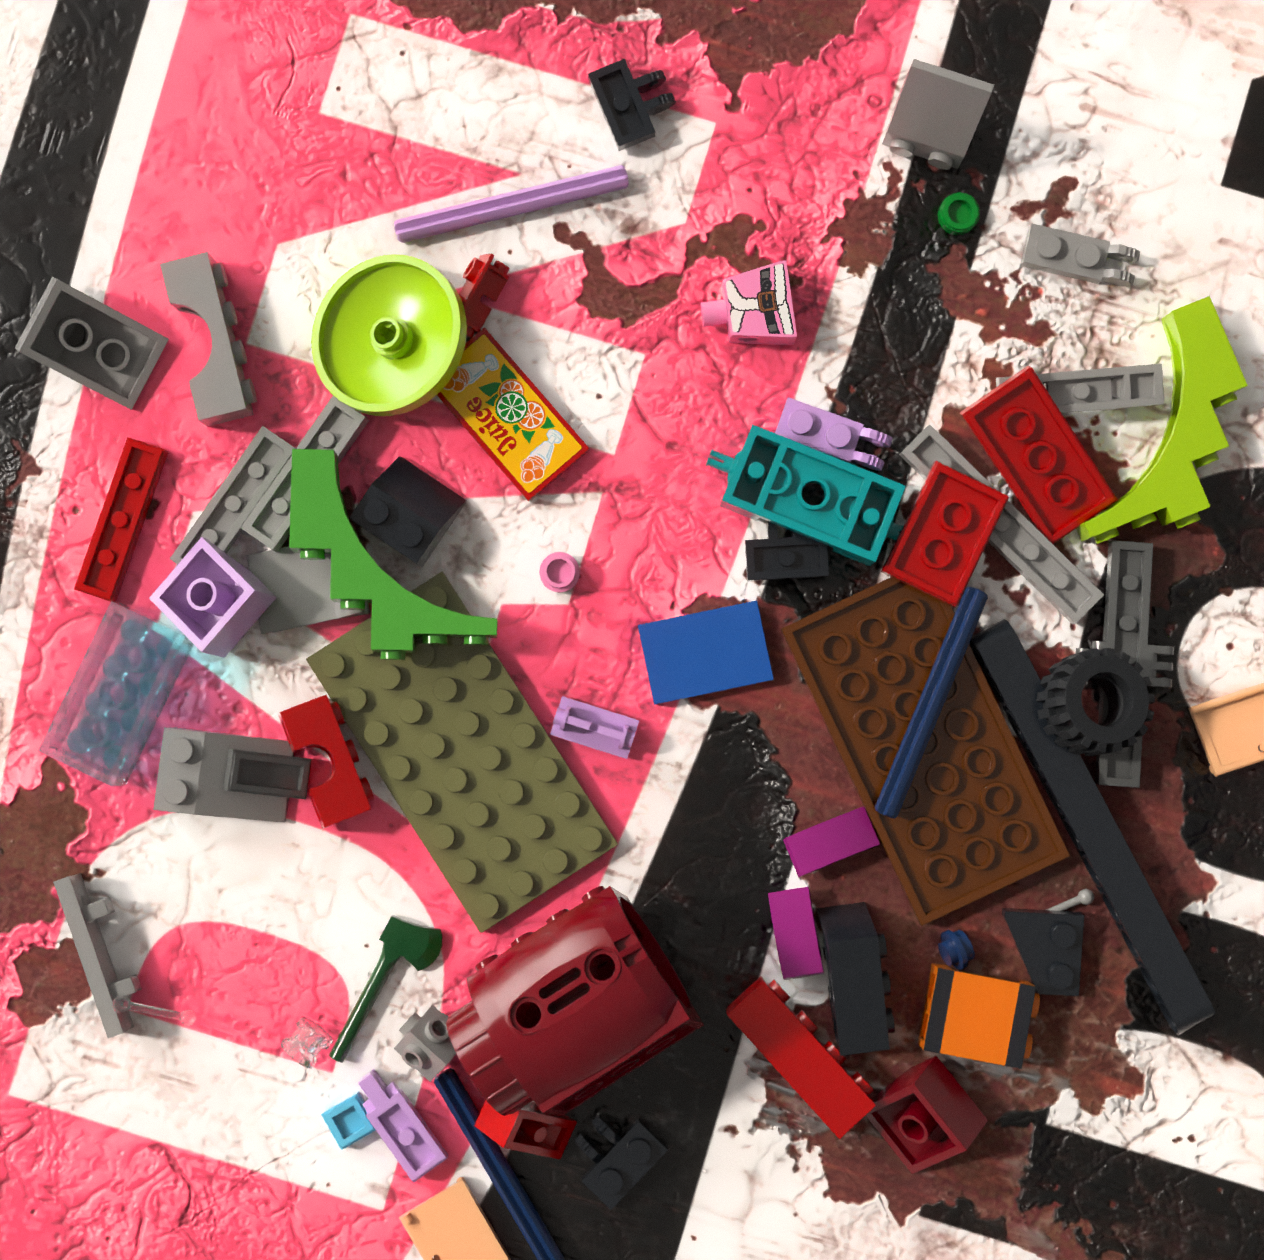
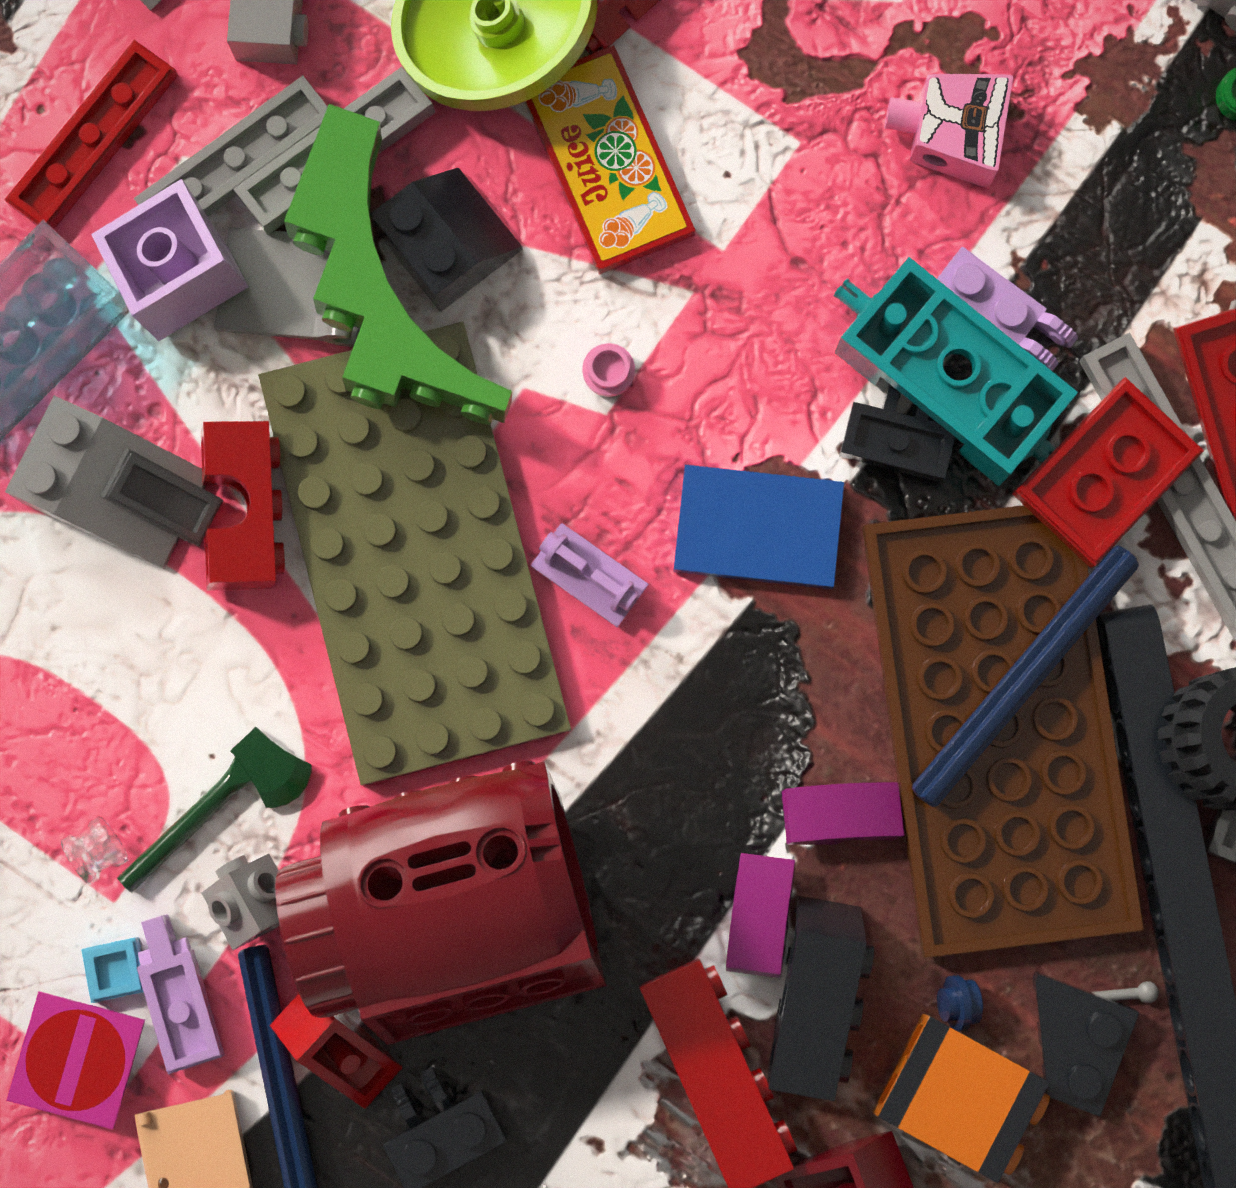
camera: 15 degrees right, 5 degrees down
(345, 1194) = (76, 1060): none -> piece

